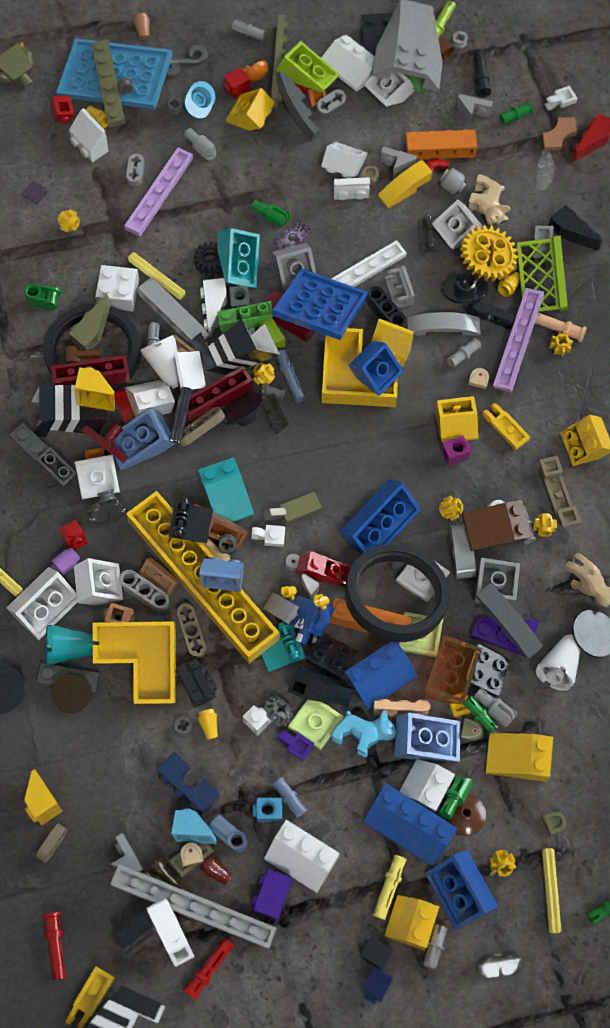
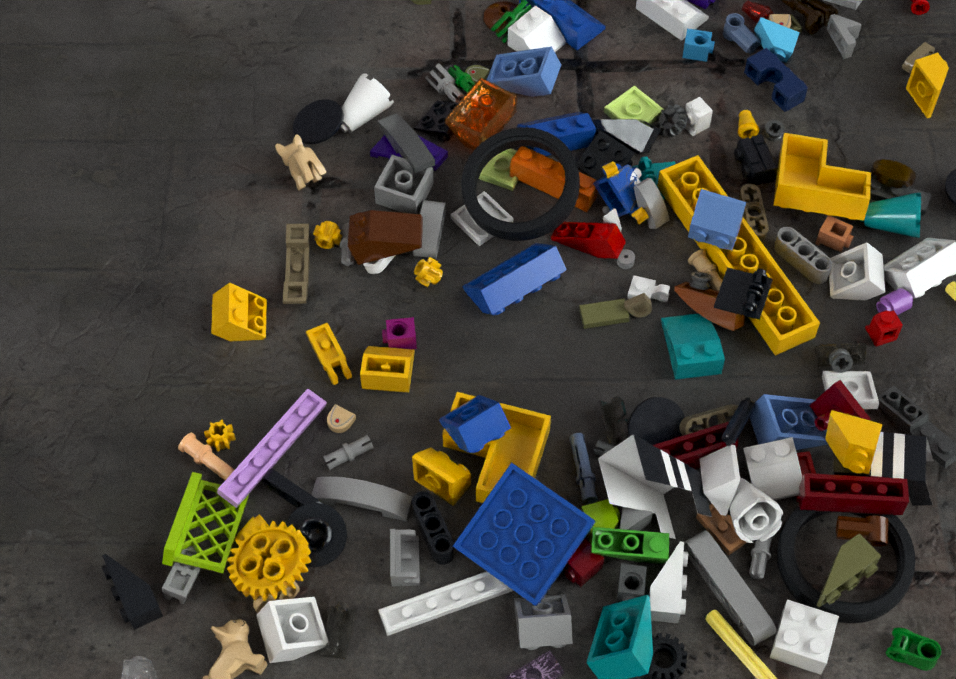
camera: 165 degrees left, 10 degrees down
(159, 576) = (794, 275): medium nougat plate -> none
(289, 797) = (674, 53): sand blue pin -> none
(298, 745) = (659, 90): dark purple plate -> none
(365, 732) = (586, 86): medium azure animal -> none
(401, 707) = (543, 100): light nougat hinge -> none
(520, 756) = (434, 42): yellow slope -> none

